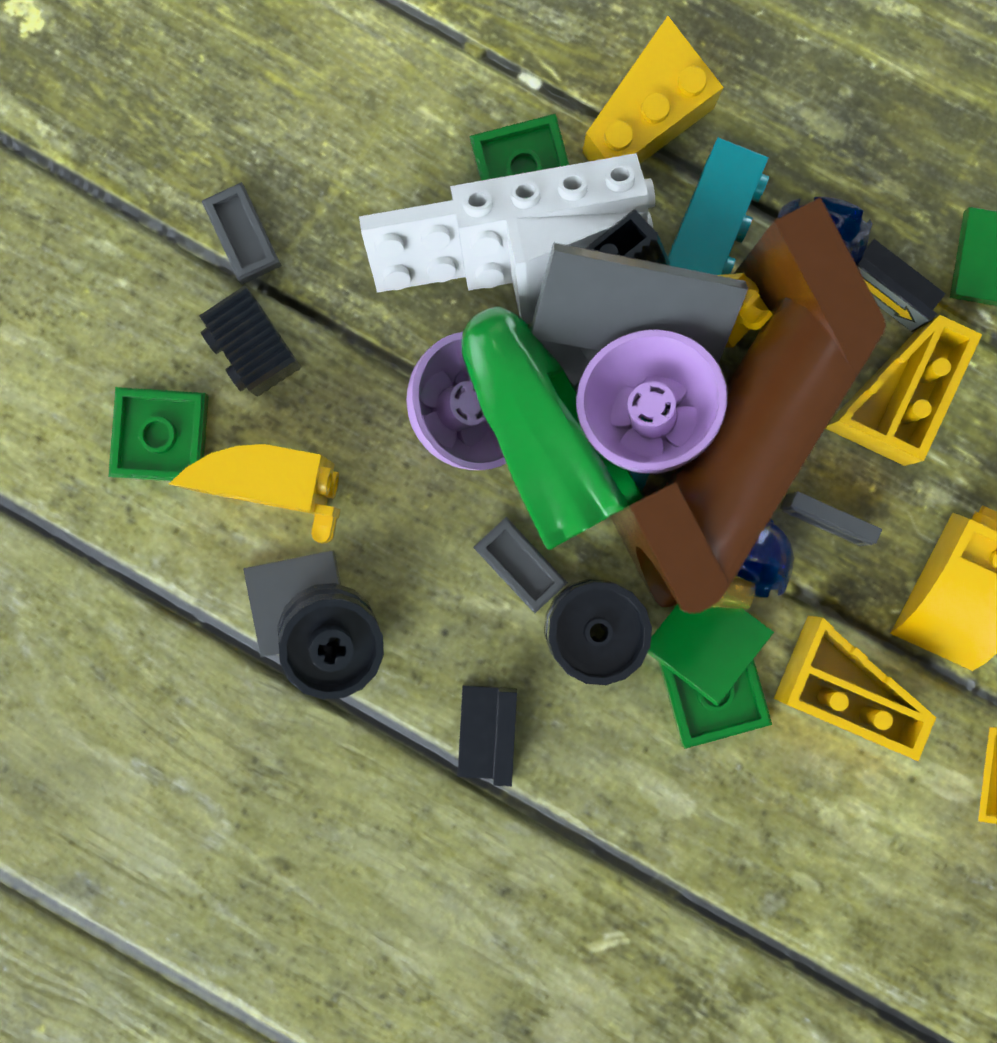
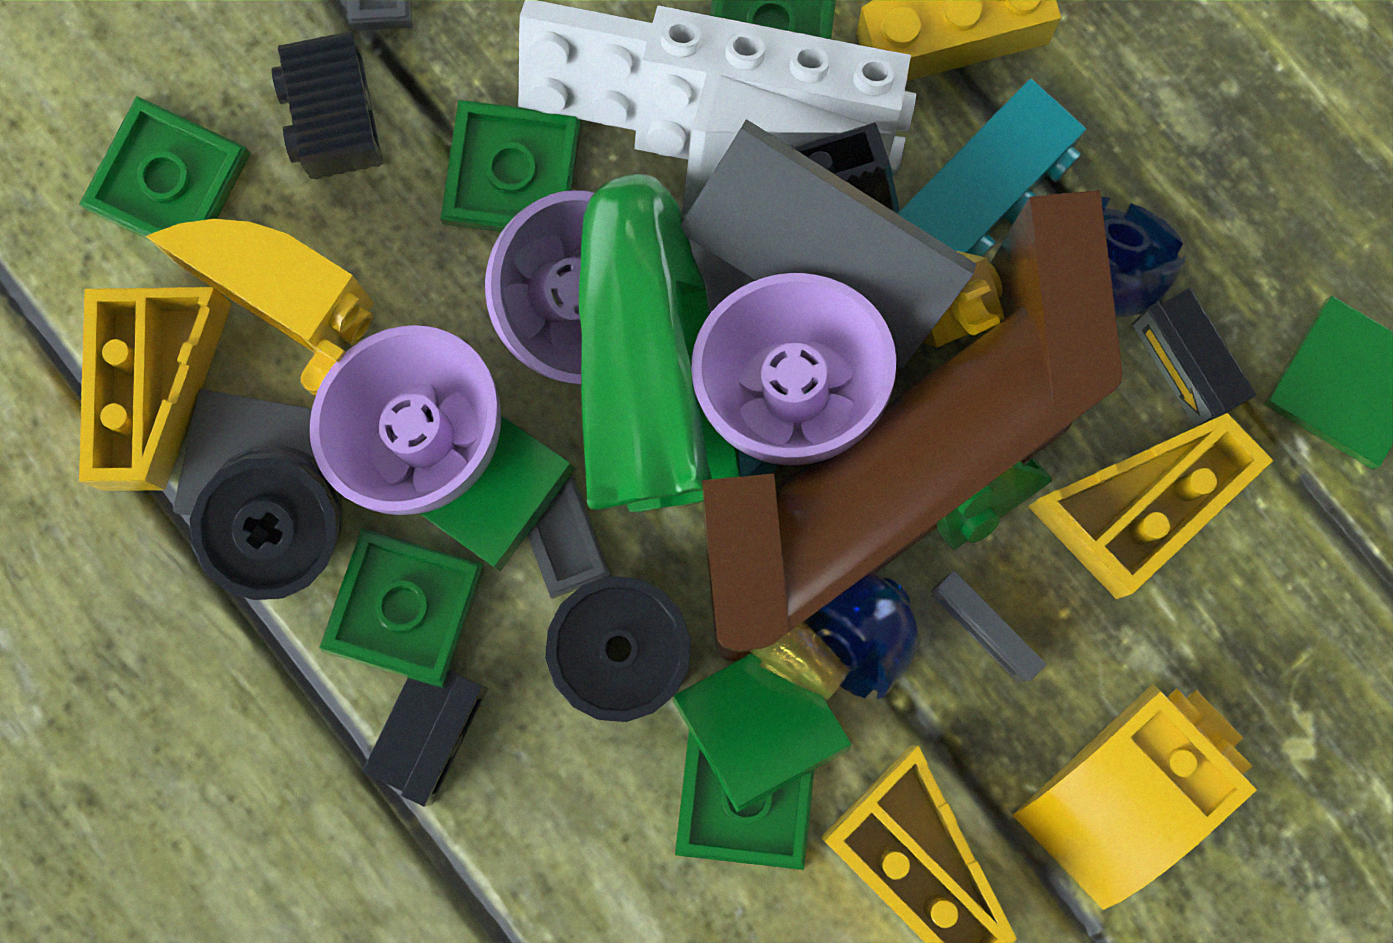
camera: 20 degrees right, 5 degrees down
(203, 578) = (142, 380): none -> yellow wedge
(373, 533) = (395, 395): none -> lavender piece
(385, 335) = (505, 162): none -> green tile
(439, 659) = (402, 608): none -> green tile
(461, 555) = (506, 498): none -> green tile

